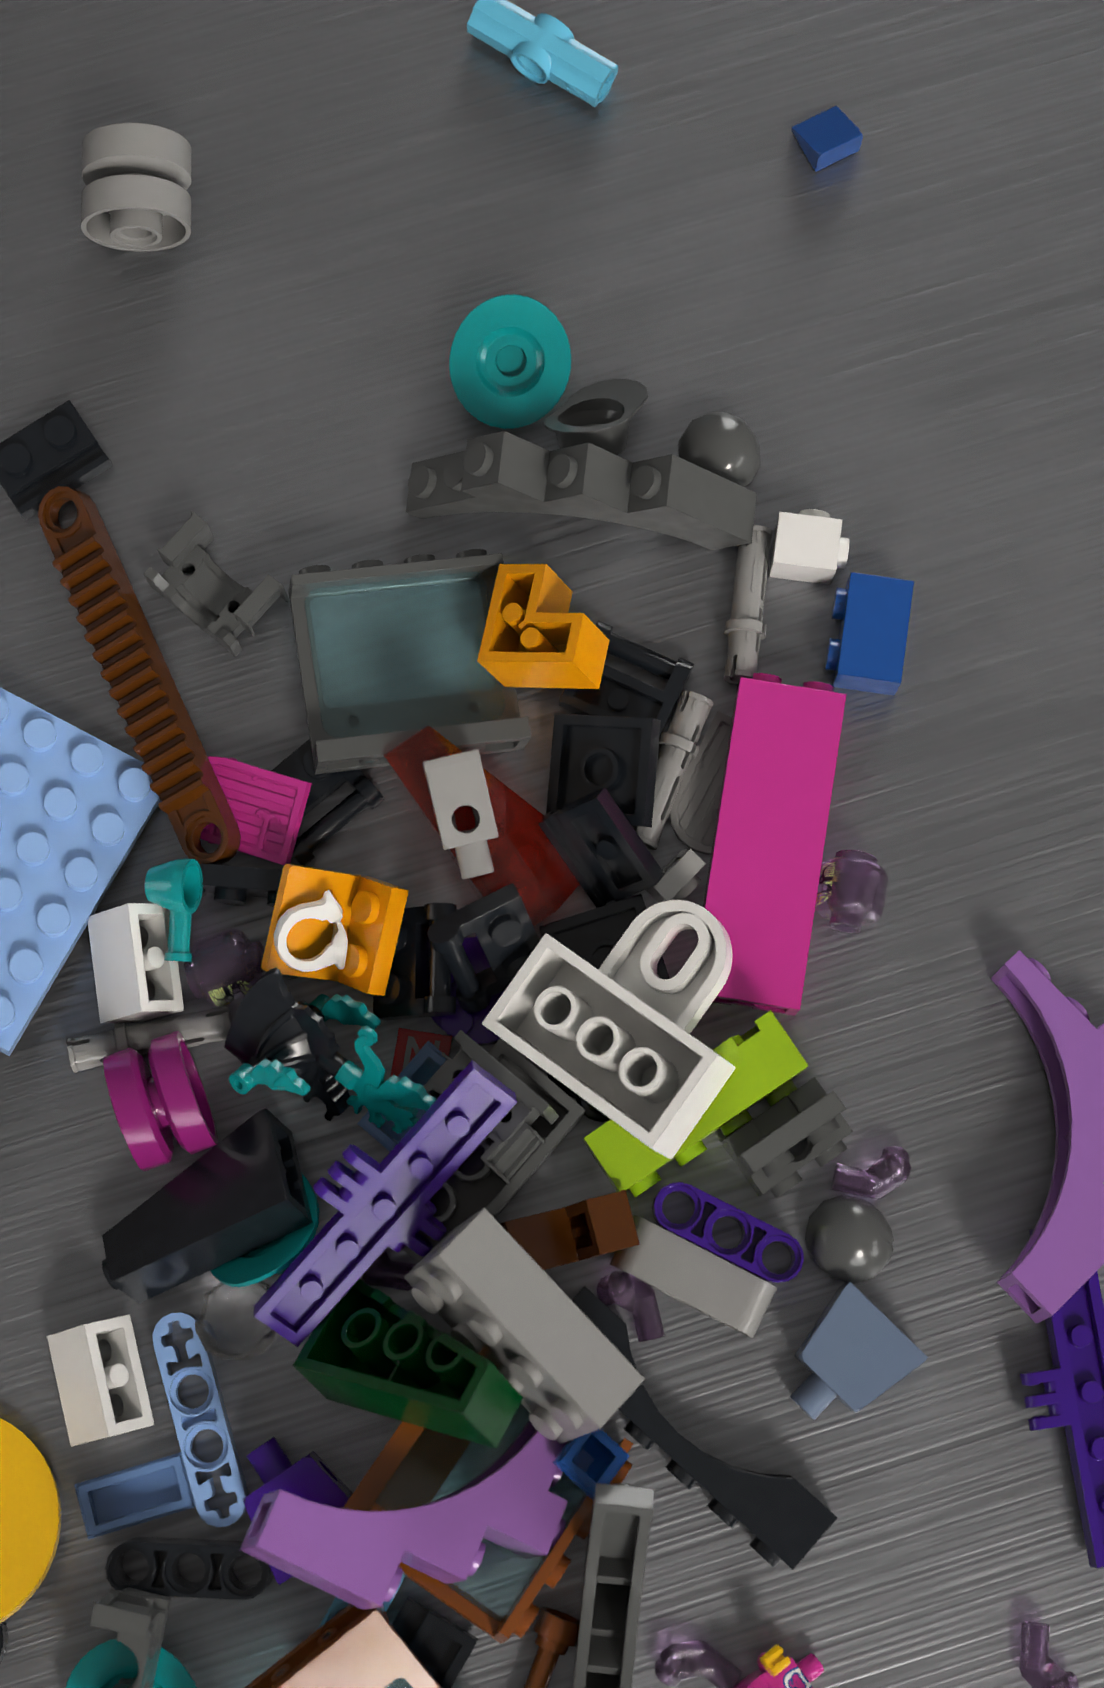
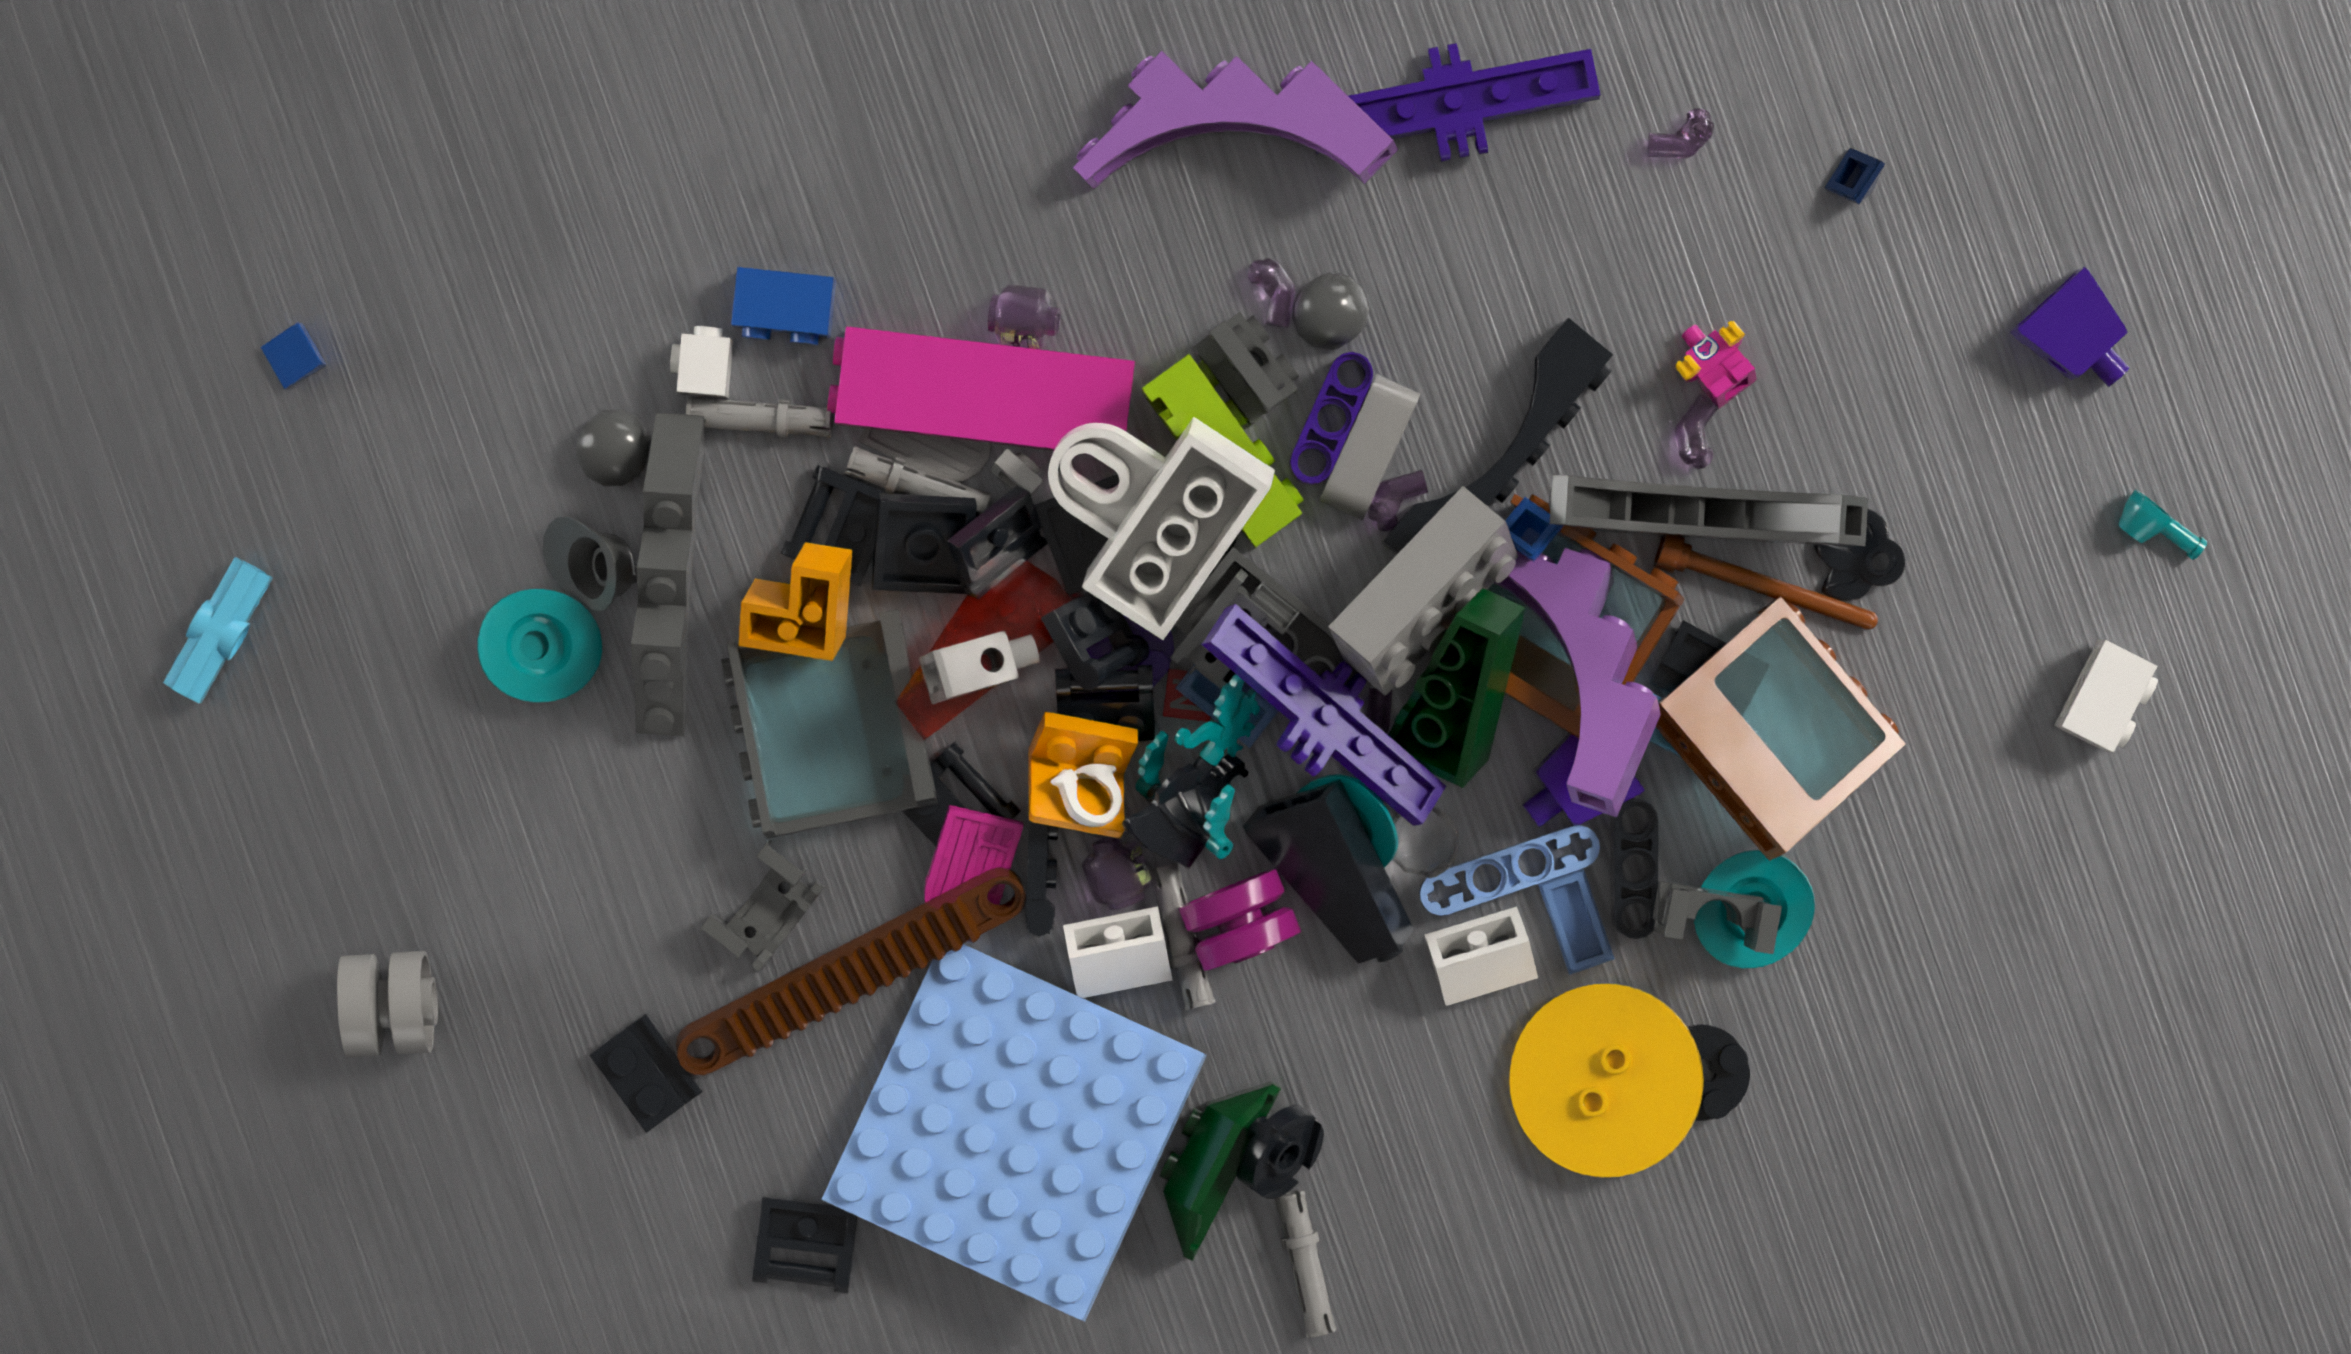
camera: 90 degrees left, 10 degrees up
(179, 889) = (1052, 916): teal bar -> none
(576, 1231) = (1336, 552): reddish brown brick -> none
(852, 1355) = (1431, 307): sand blue torso -> none

